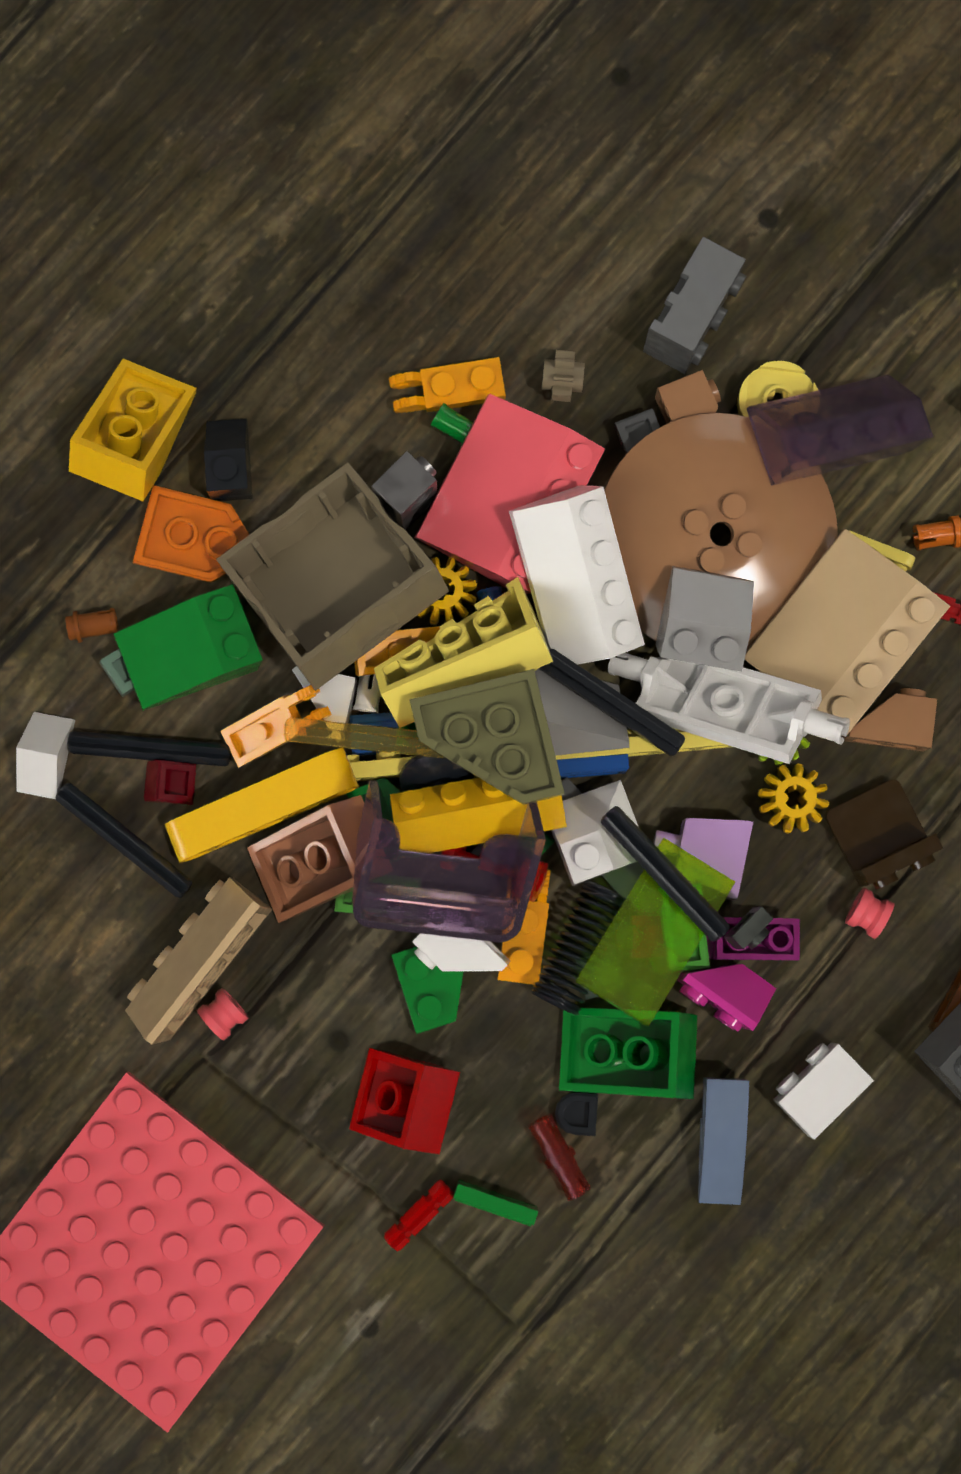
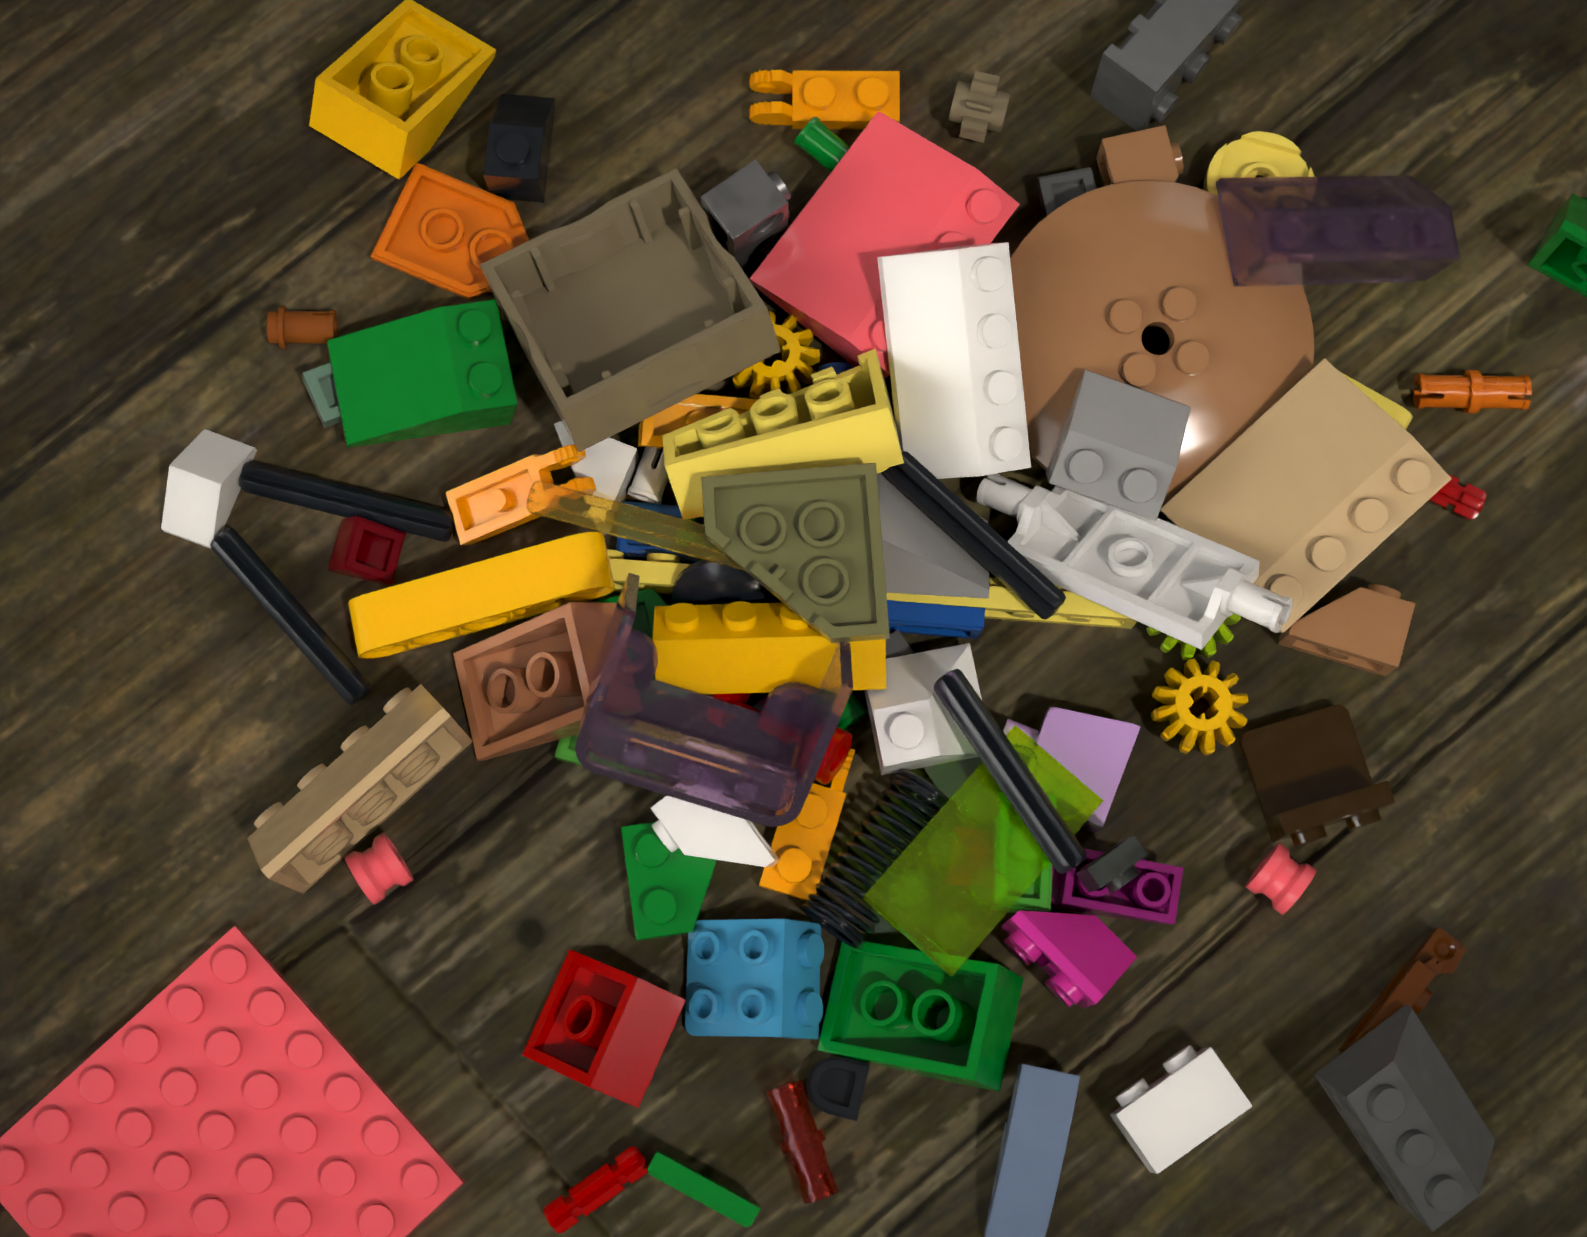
camera: 10 degrees right, 5 degrees down
(505, 1048) = (754, 978): none -> dark azure bracket

